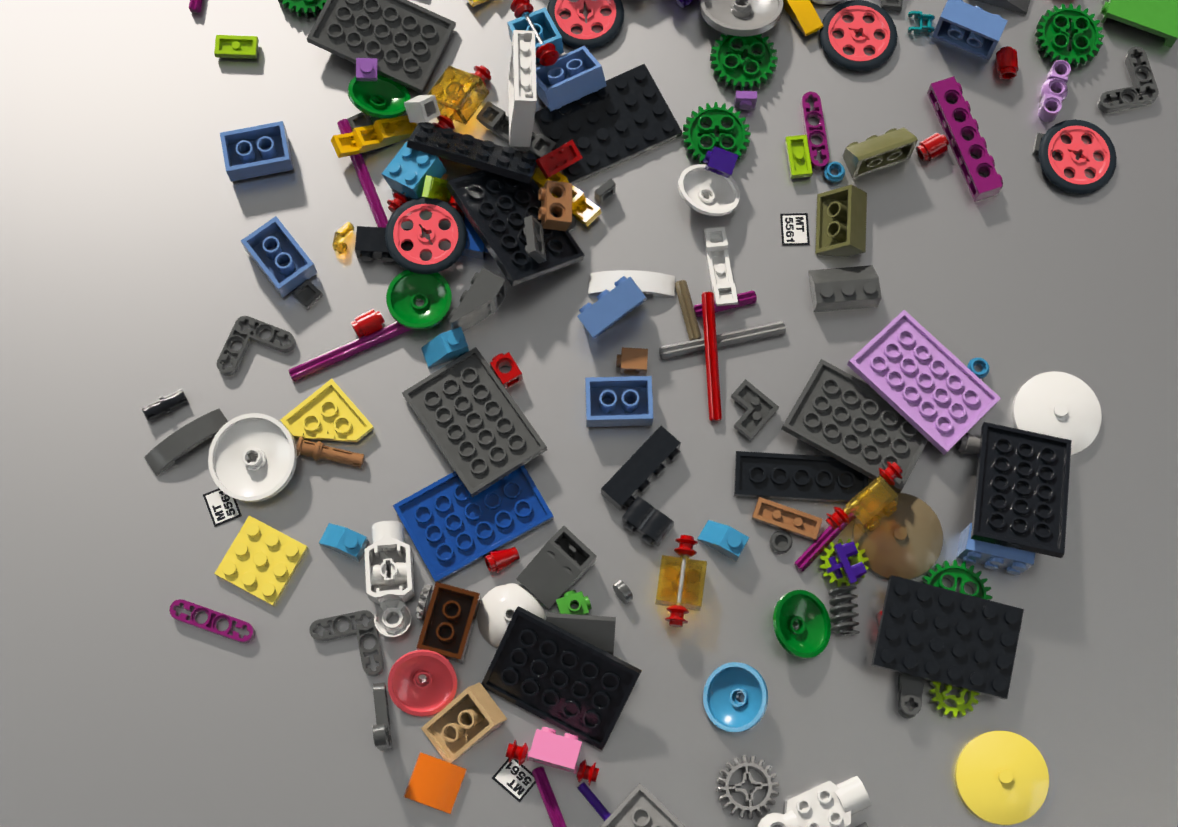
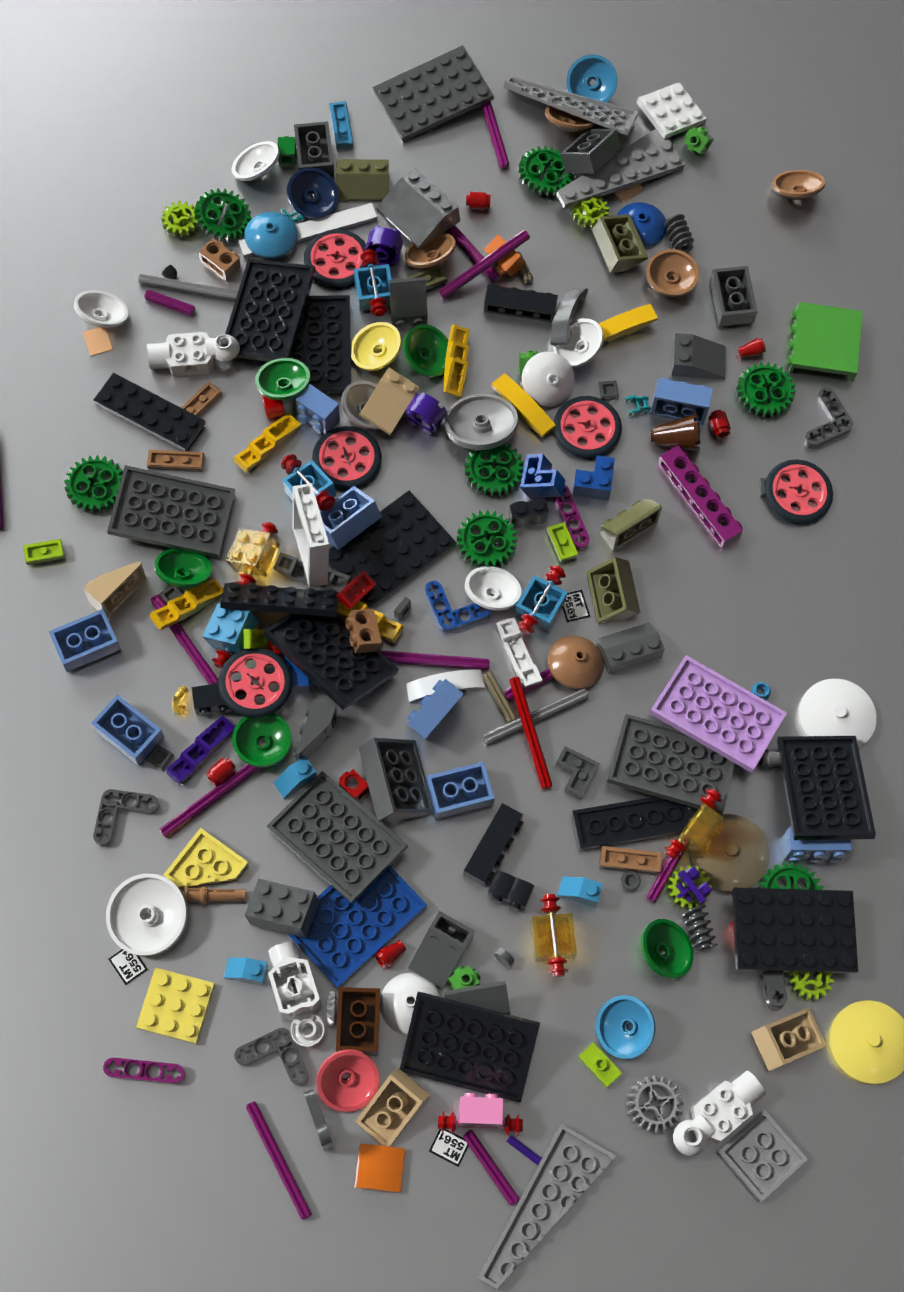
camera: 15 degrees left, 5 degrees down
(164, 404) = (54, 885): black pin -> none
(184, 440) = (81, 913): dark grey slope -> none
(301, 100) = (114, 587): none -> tan slope
(330, 749) = (278, 1160): none -> magenta axle
(352, 296) = (201, 750): none -> dark purple slope
(366, 69) = (167, 547): medium lavender plate -> none
(396, 484) = (282, 908): none -> dark grey brick
(422, 108) = (224, 571): white brick -> none
(535, 240) = (351, 660): dark grey plate -> none
(552, 373) = (395, 779): none -> dark grey slope
(629, 255) = (437, 660): none -> magenta axle
(632, 361) = (463, 752): medium nougat brick -> none
(659, 211) = (453, 616): none -> blue beam
(698, 731) = (600, 1065): none -> lime plate
(720, 161) = (497, 561): dark purple brick -> none
(745, 99) = (503, 502): medium lavender plate -> none
(758, 216) = (541, 601): none -> dark azure brick
(771, 116) = (532, 512): none -> black brick
(773, 298) = (570, 669): none -> medium nougat dish
(791, 81) = (539, 479): none -> blue brick
(834, 166) = (596, 544): dark azure plate -> none
(851, 100) = (596, 483): none -> blue brick
(911, 752) = (788, 1039): none -> tan slope
(932, 147) = (674, 509): red brick -> none
(961, 62) = (679, 432): none -> reddish brown cone
(1058, 83) = (763, 446): lavender piece -> none

